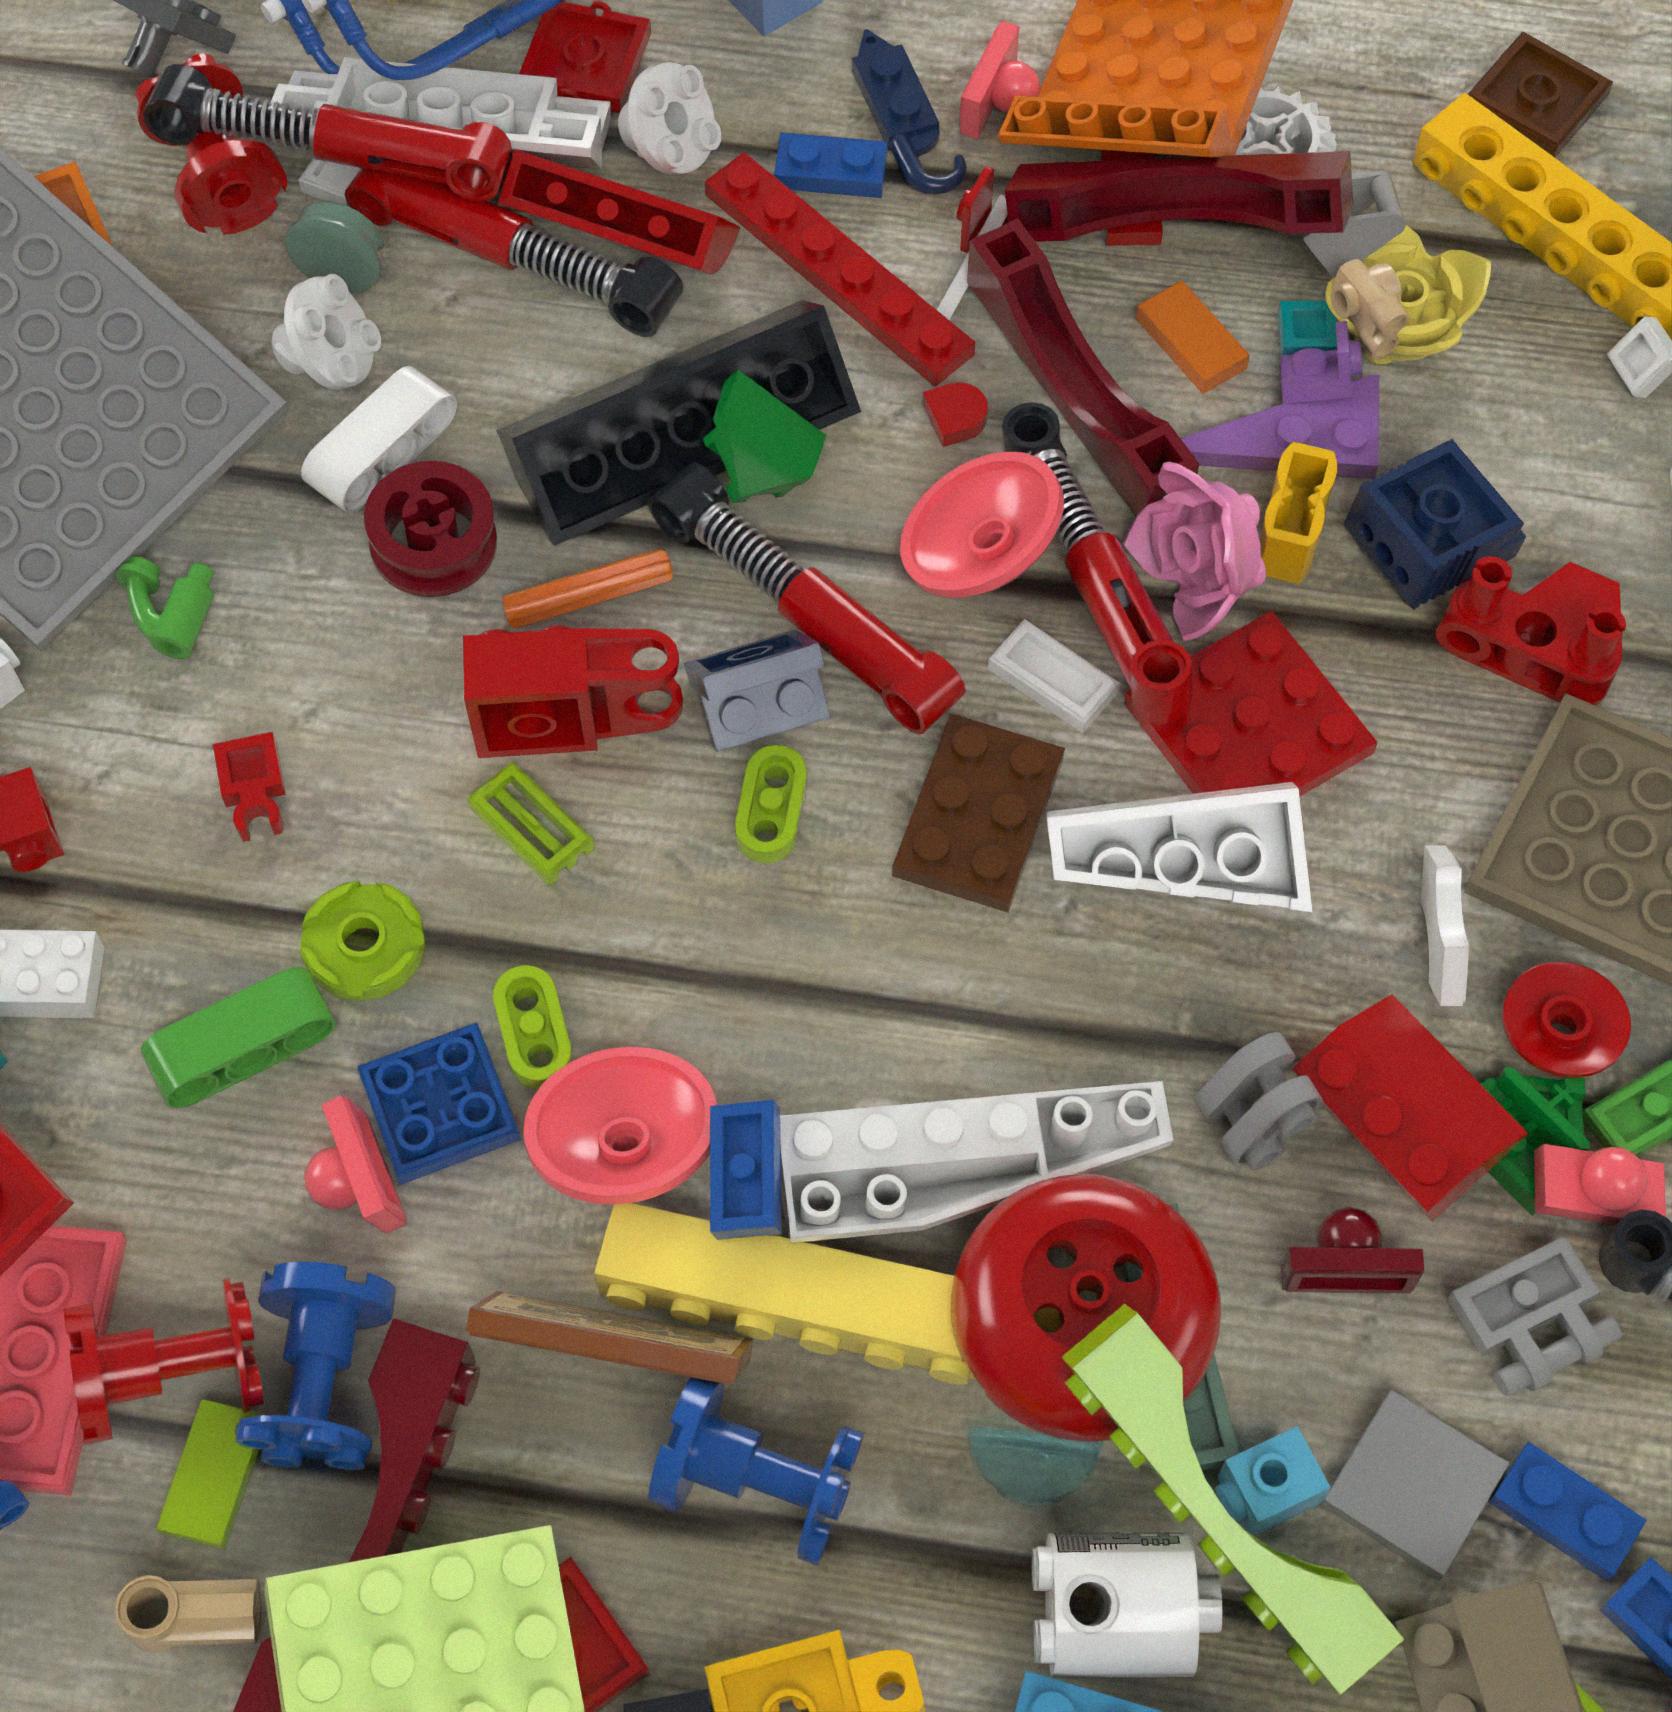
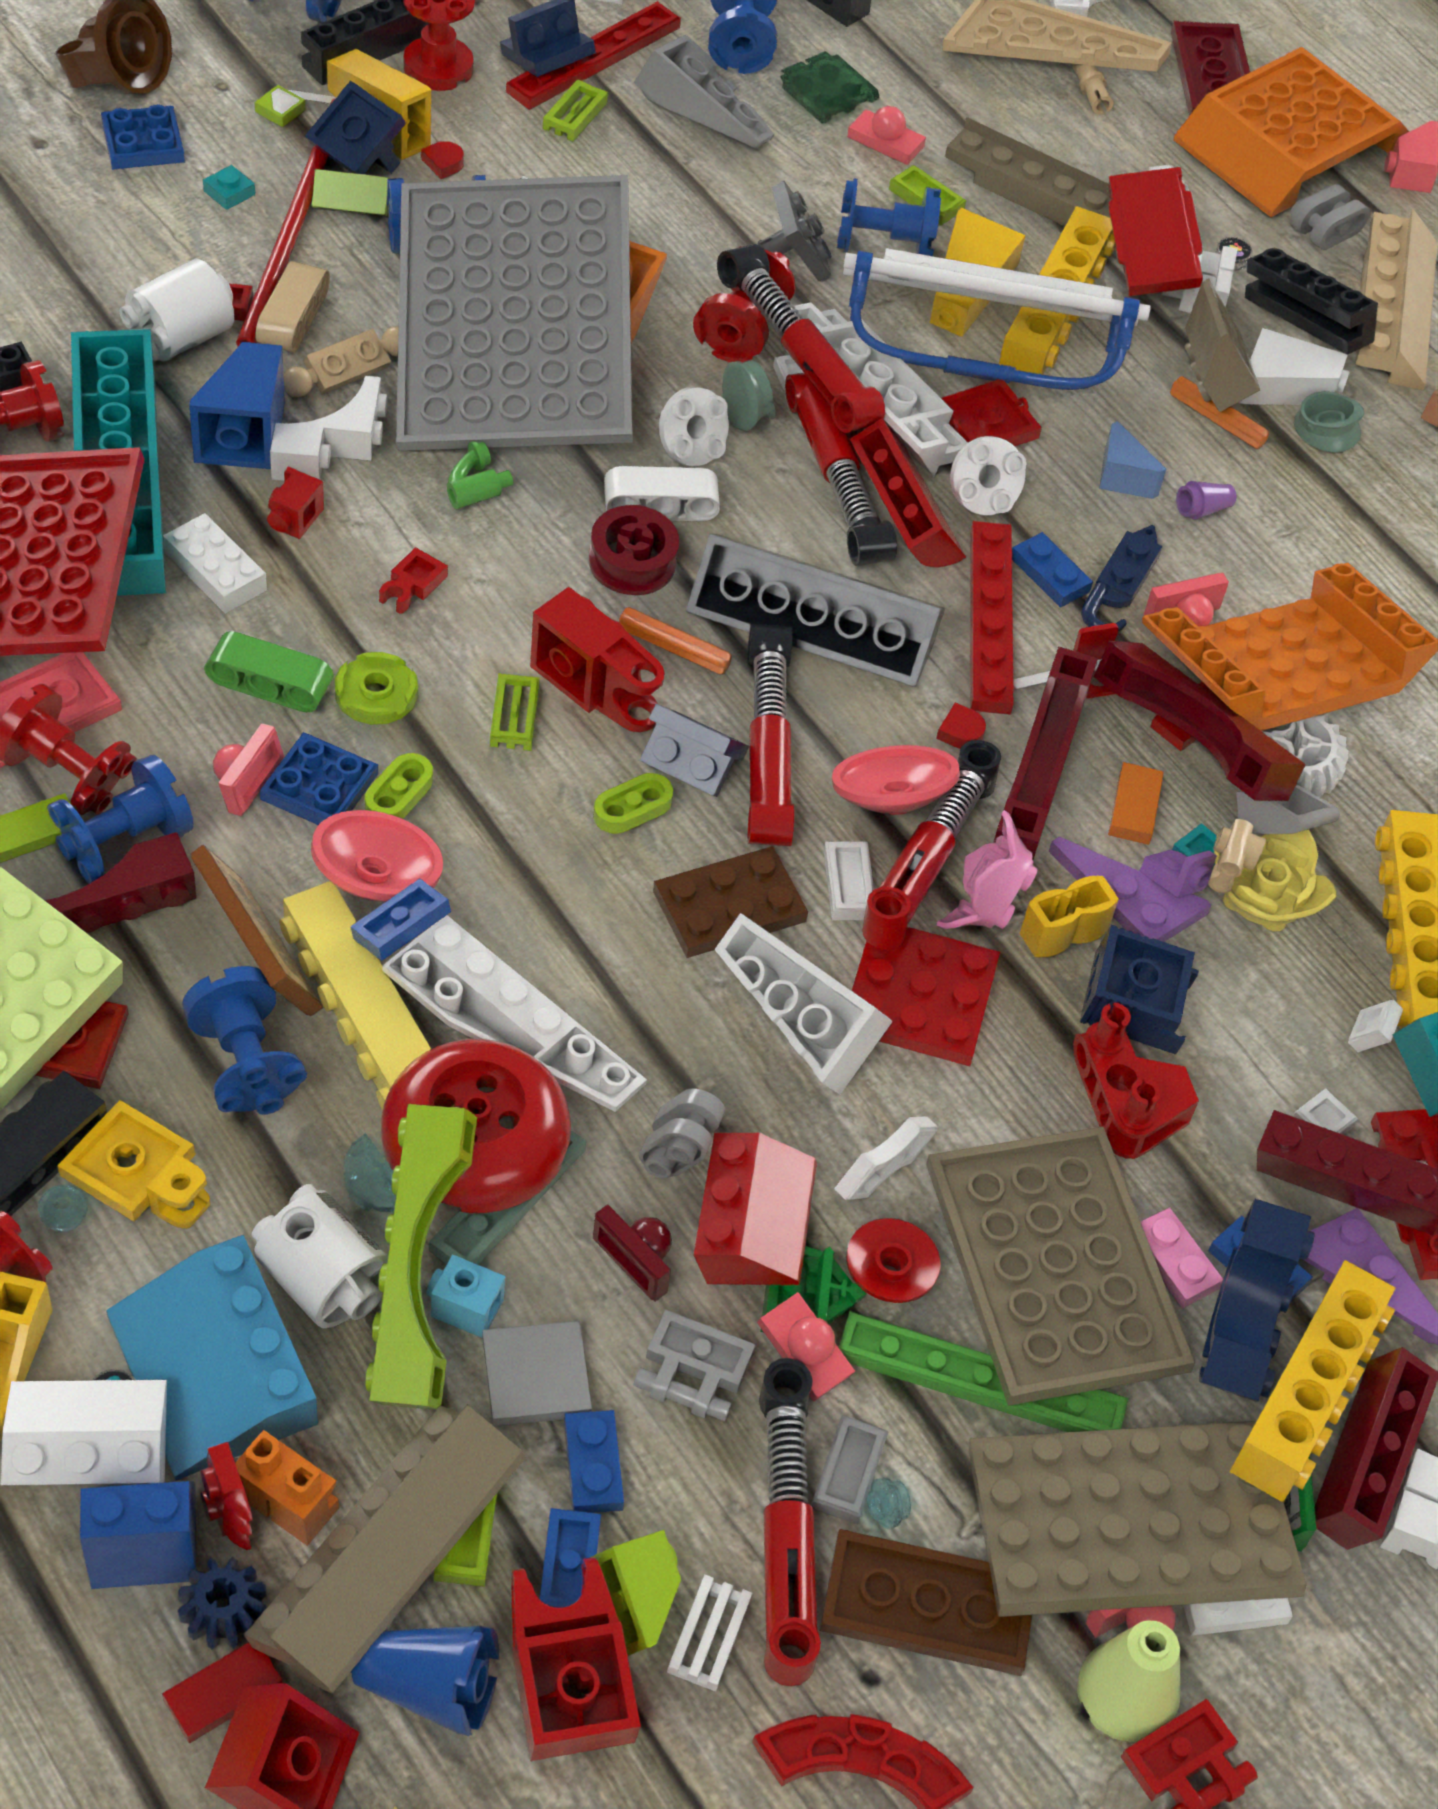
camera: 40 degrees right, 10 degrees down
(761, 441) = (837, 647): green slope -> none

